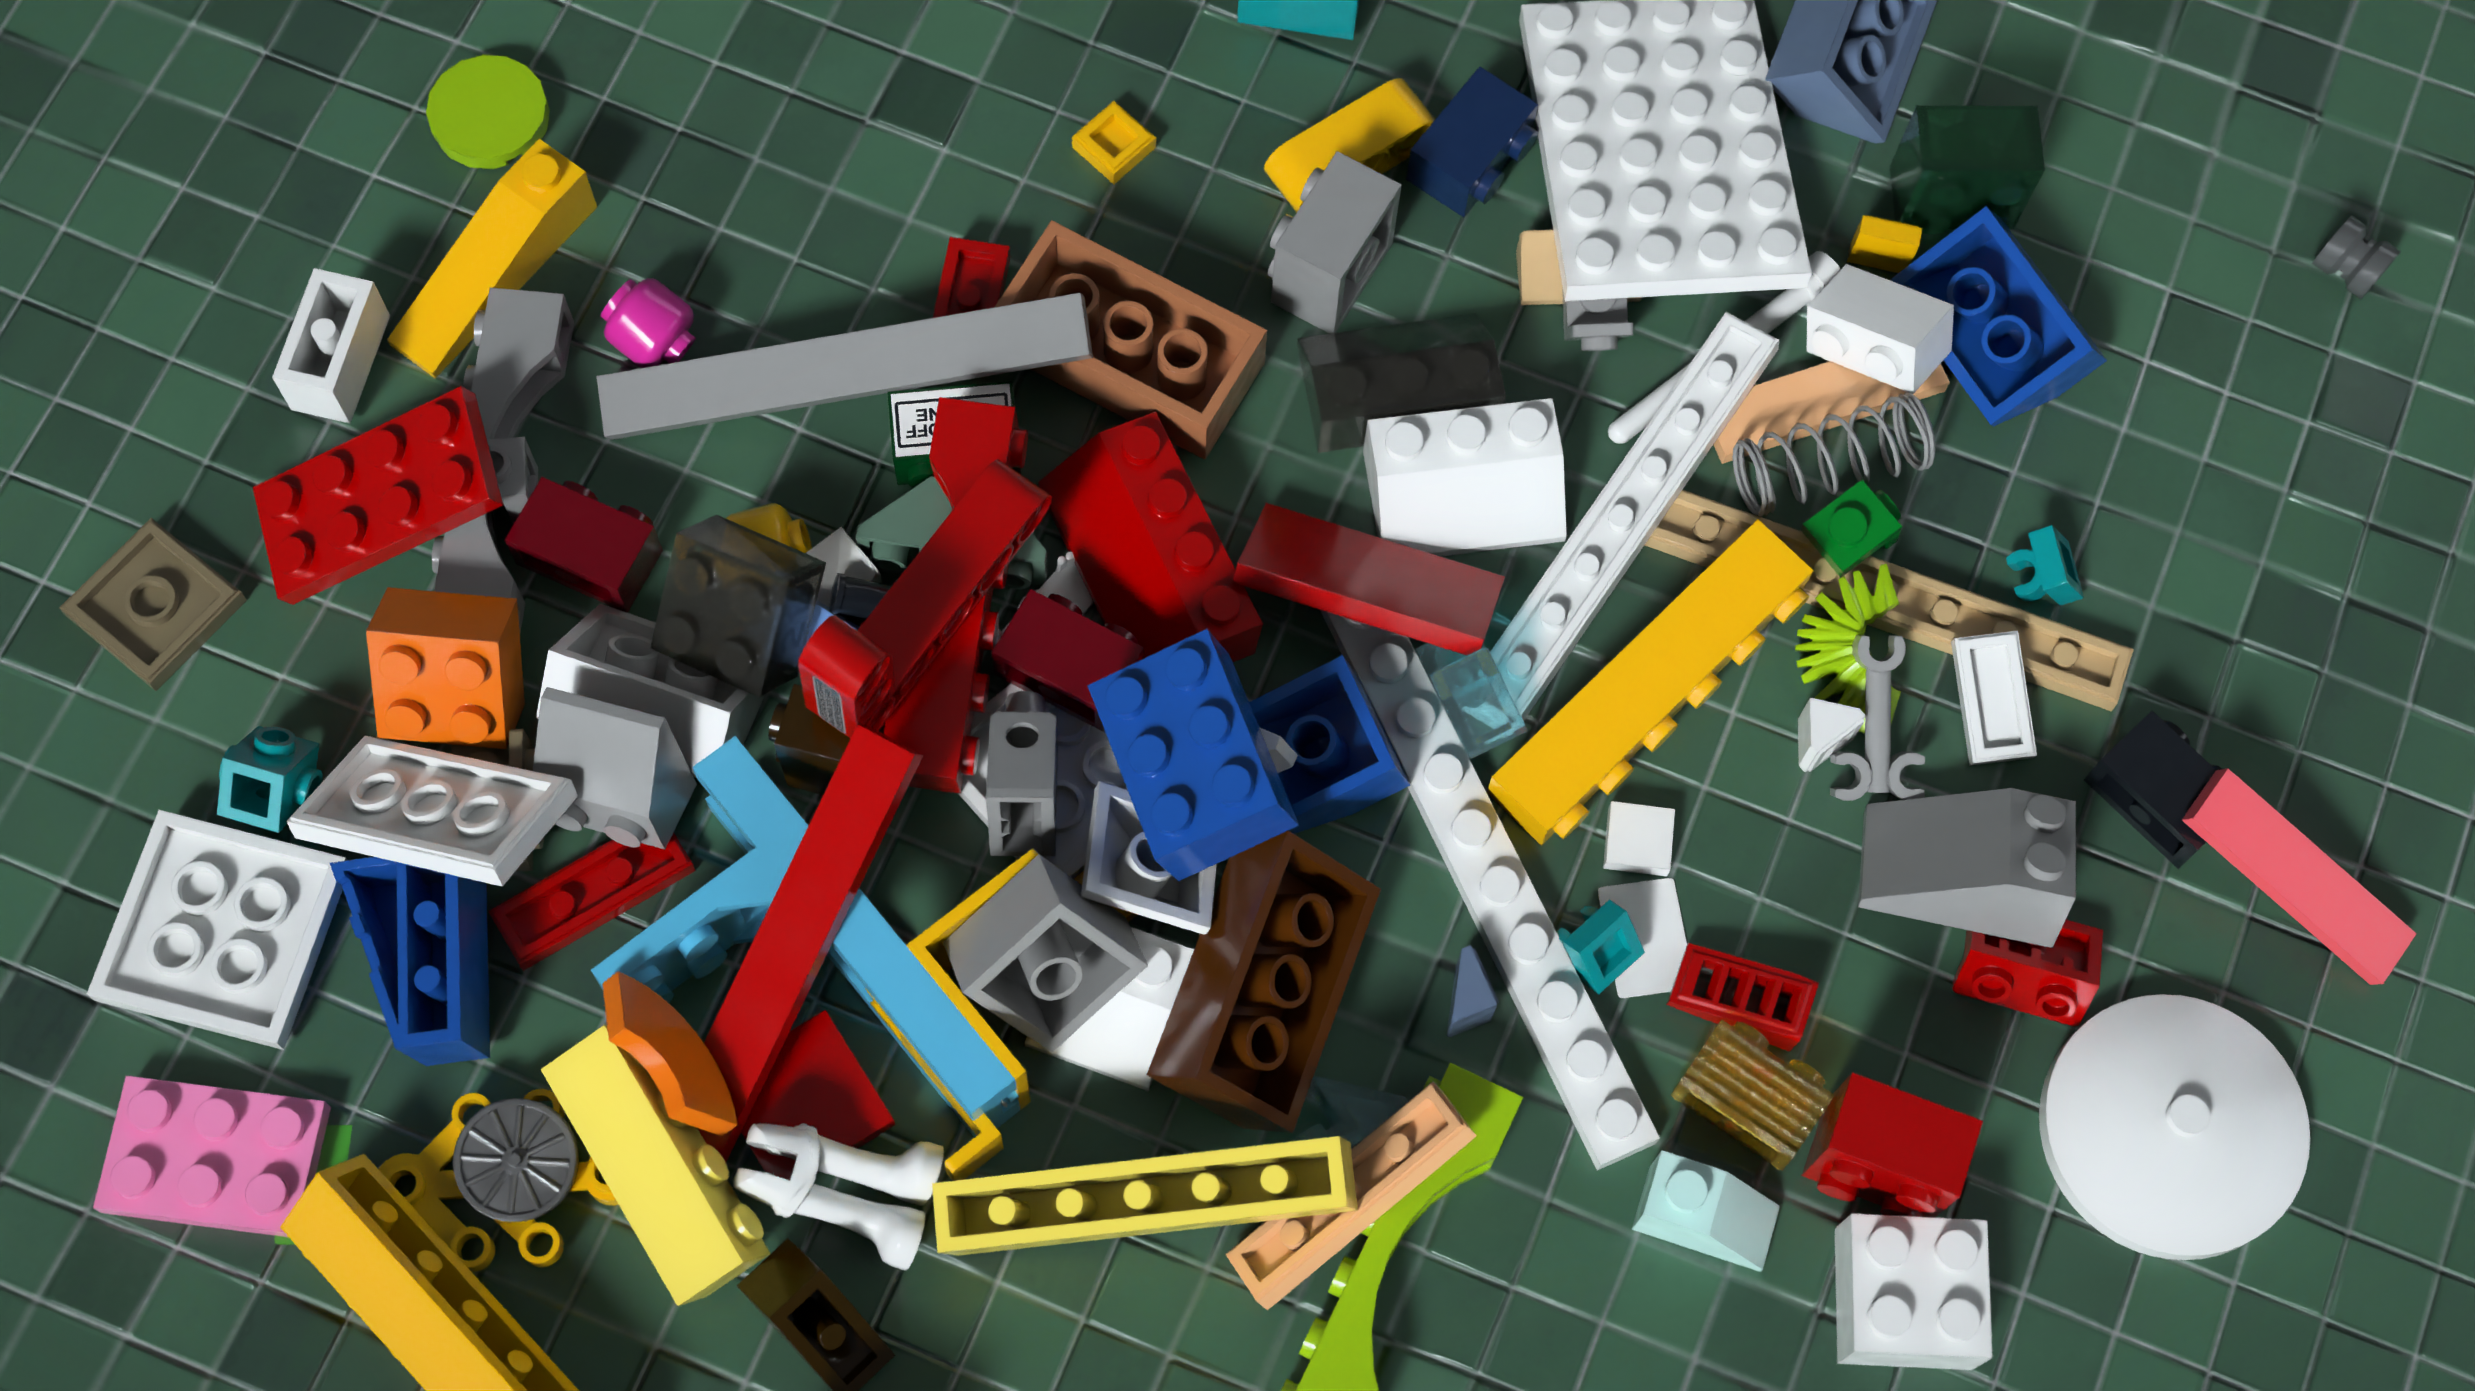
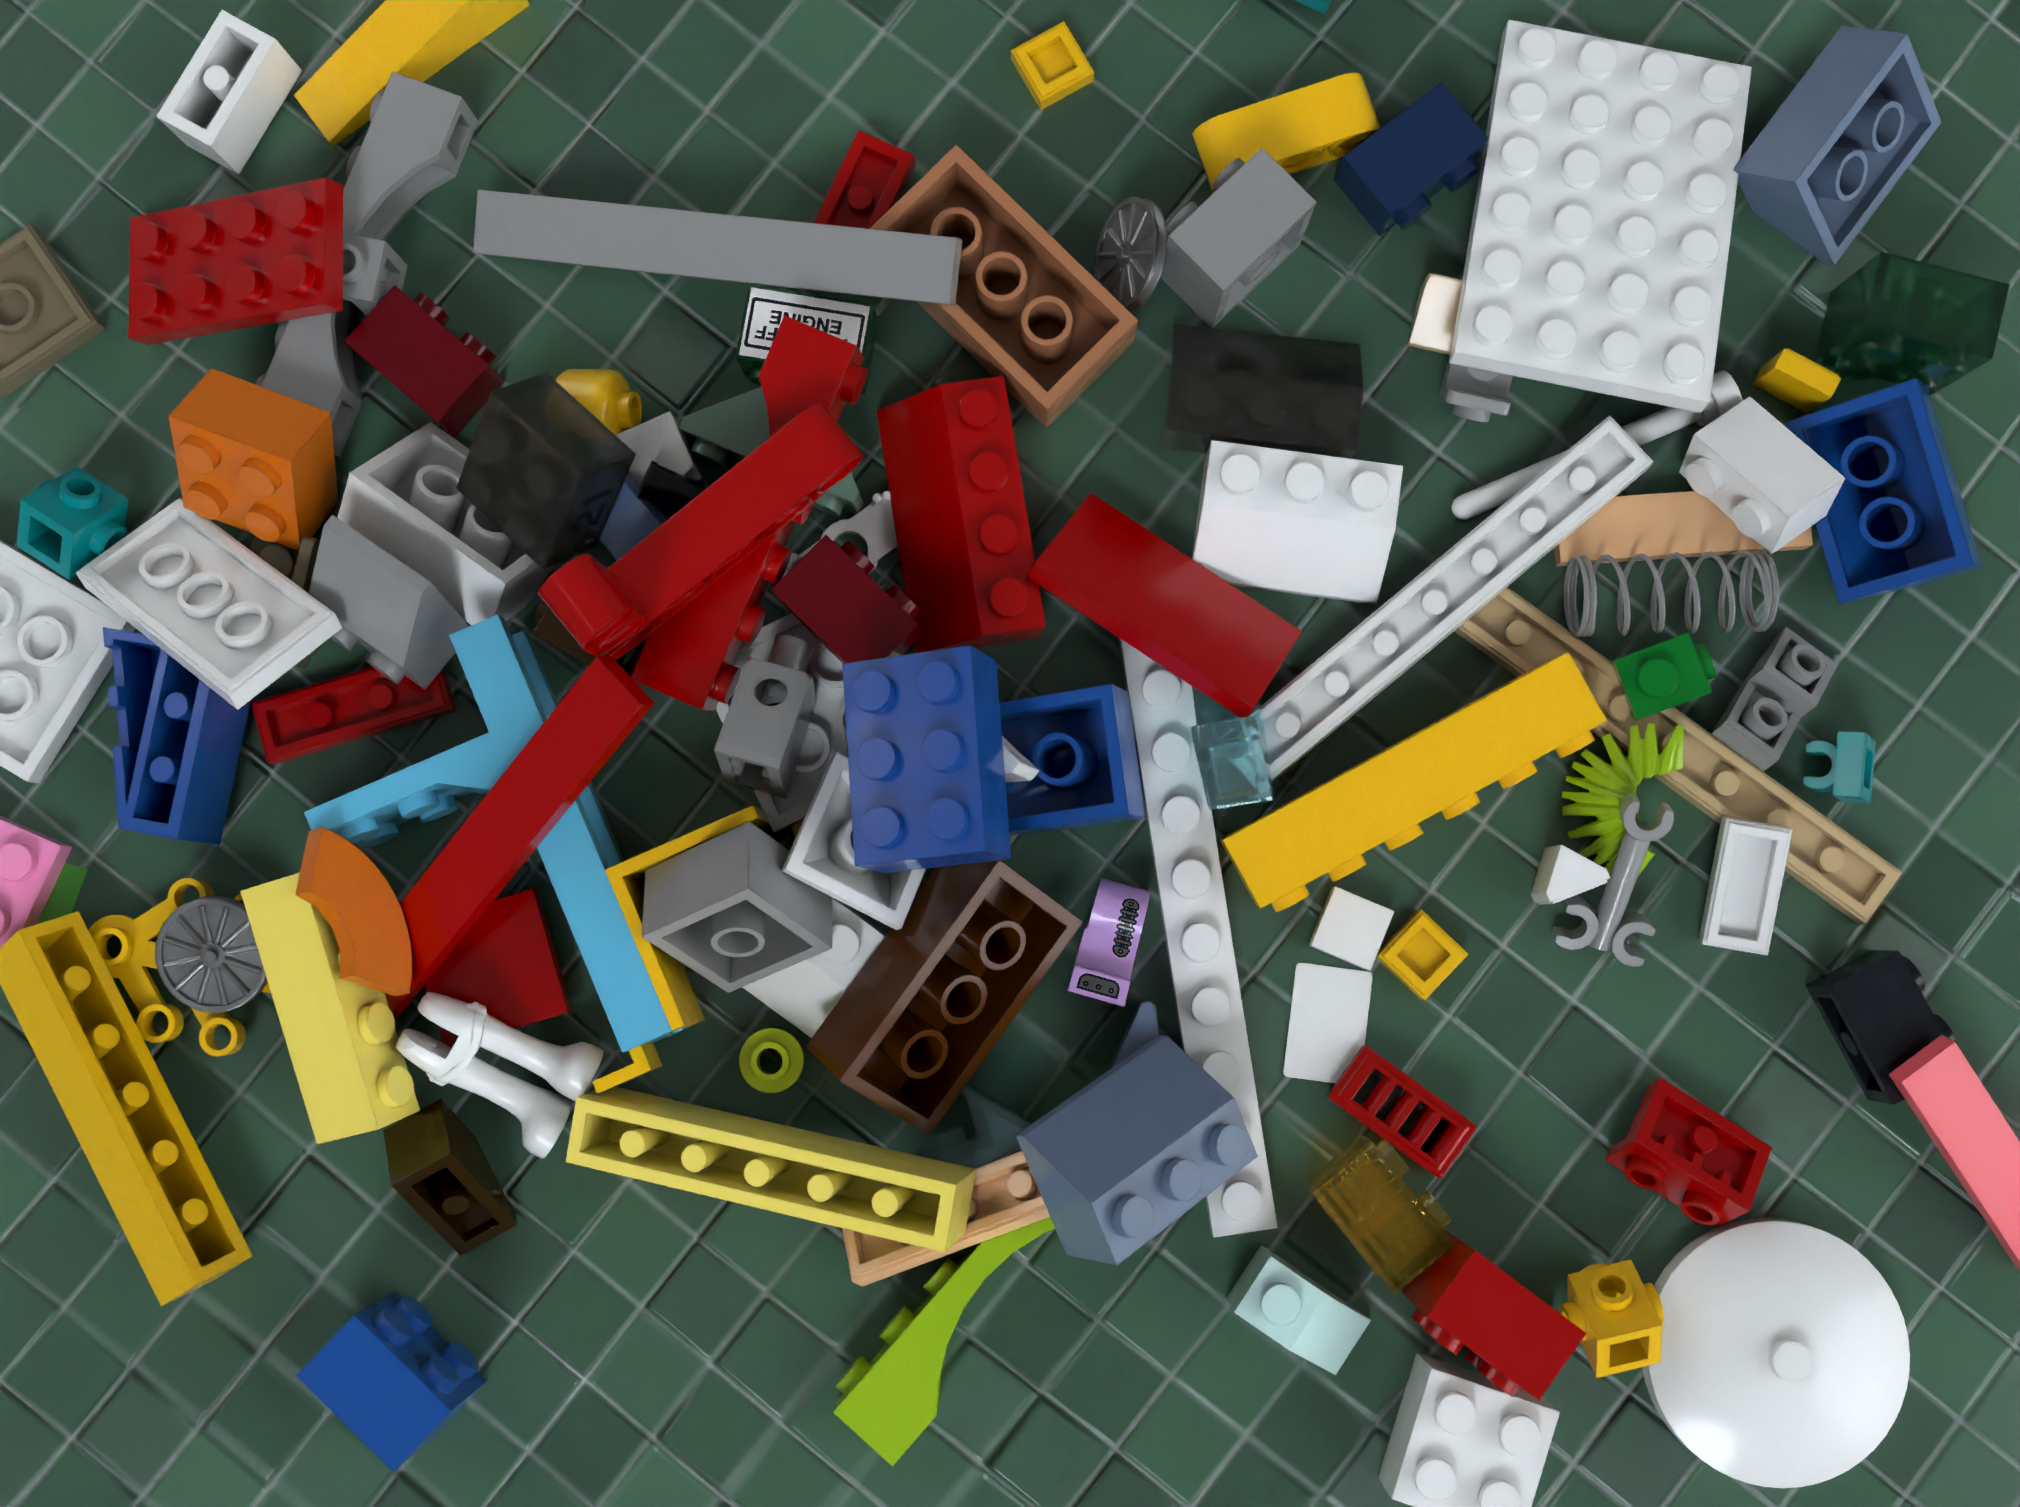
camera: 25 degrees right, 15 degrees up
(648, 323) = (542, 146): dark pink head -> none
(1111, 1136) = (791, 1054): none -> neon yellow plate
(1241, 274) = (1131, 251): none -> flat silver wheel
(1411, 915) = (1109, 943): none -> lavender leg
(1499, 1071) = (1134, 1151): none -> sand blue slope
(1602, 945) = (1280, 1028): teal tile -> none
(1714, 846) = (1421, 954): none -> yellow tile
(1963, 526) = (1774, 698): none -> light grey slope
(1973, 862) = (1667, 1051): light grey slope -> none
(2017, 1128) = (1617, 1314): none -> yellow brick

